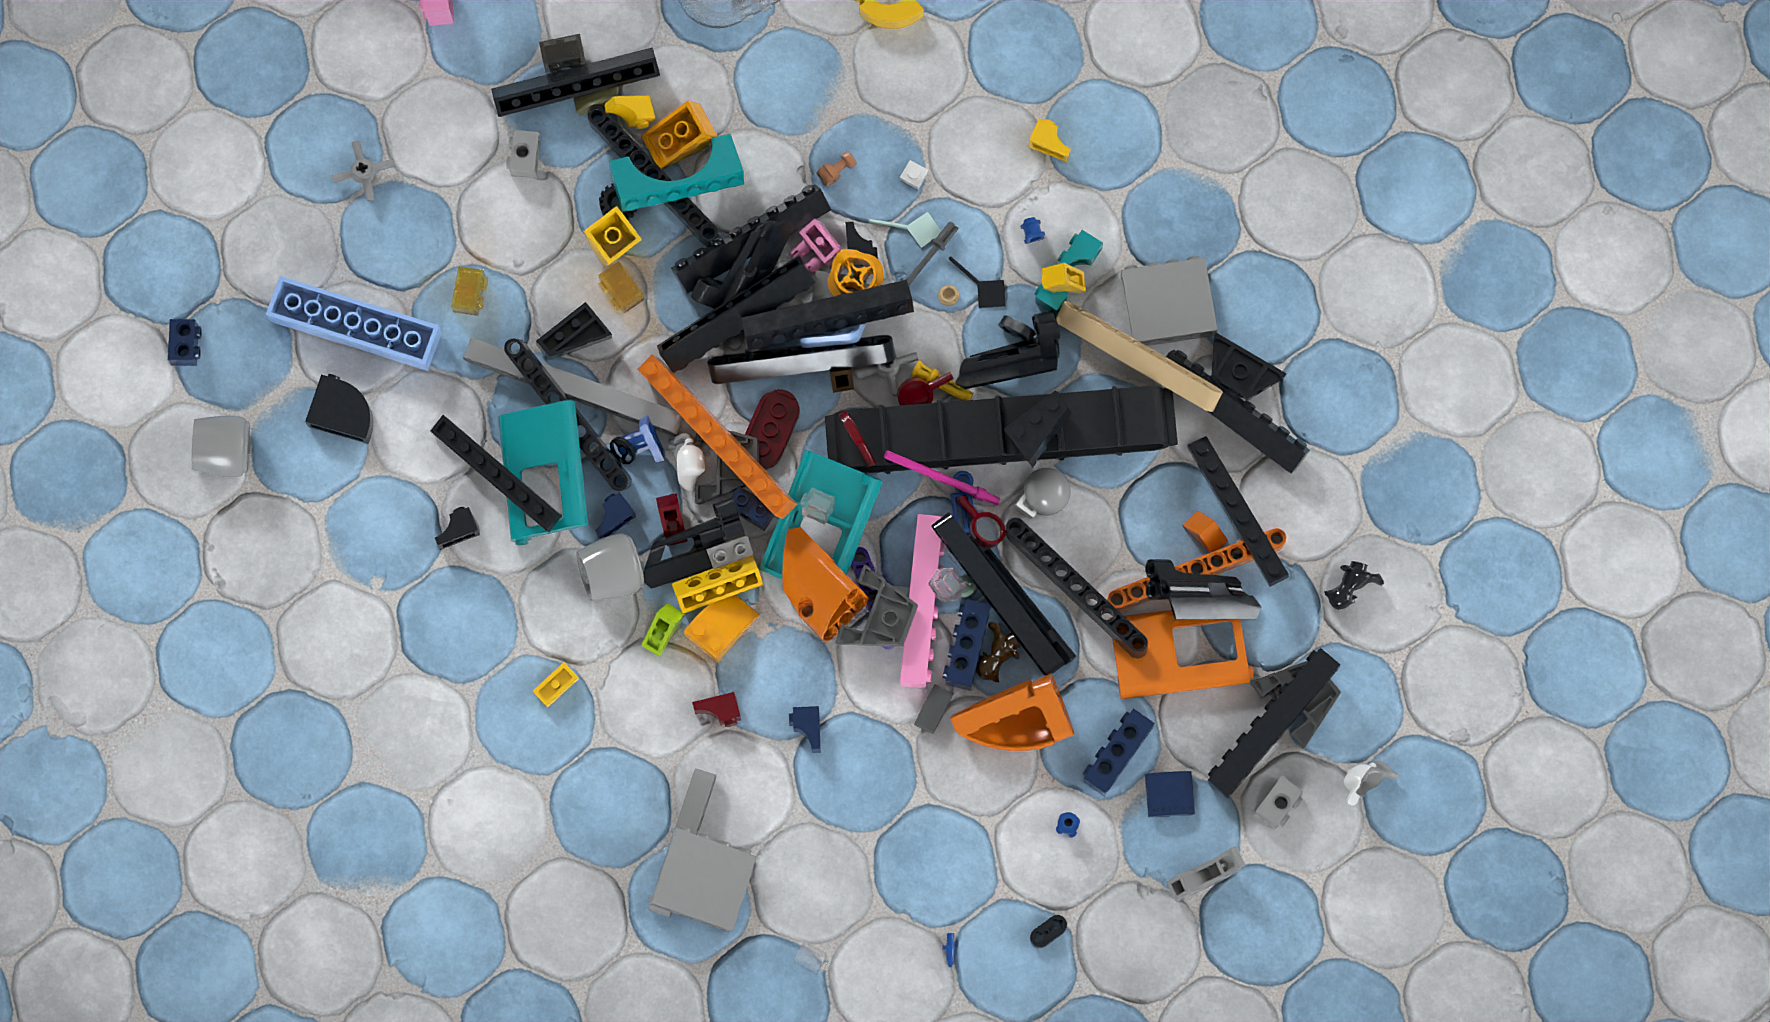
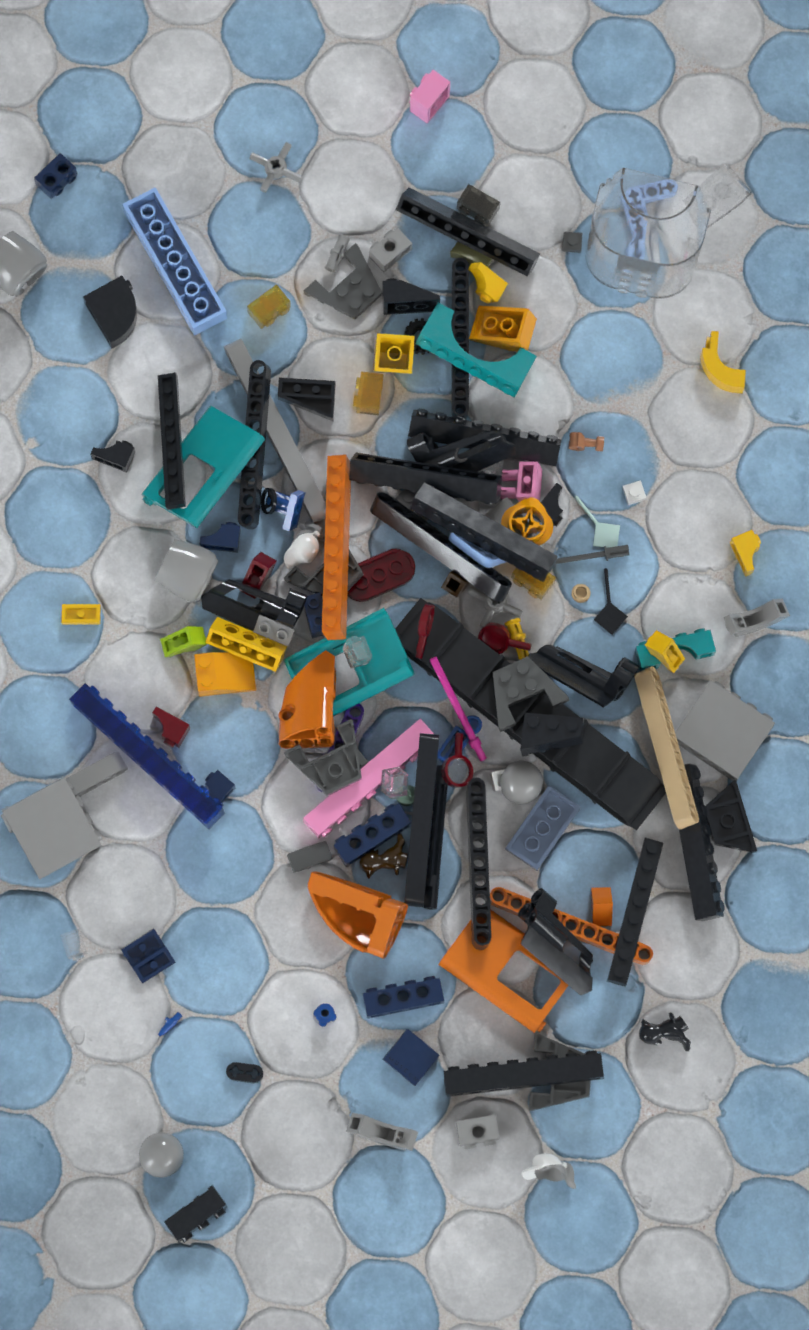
camera: 35 degrees right, 0 degrees up
(483, 196) = (337, 253): none -> light grey pin
(527, 215) = (354, 292): none -> dark grey wing
(577, 181) = (406, 298): none -> black slope
(668, 15) = (572, 242): none -> dark grey plate
(724, 749) = (147, 756): none -> clear blue brick
(879, 911) = (148, 955): none -> dark blue slope
(907, 323) = (534, 586): none -> clear yellow brick
(974, 410) = (519, 683): none -> dark grey wing
(1017, 328) = (604, 656): black beam -> none
(1032, 230) = (677, 600): blue brick -> none
(1099, 512) = (542, 828): none -> sand blue plate
(1110, 186) = (756, 619): none -> light grey arch

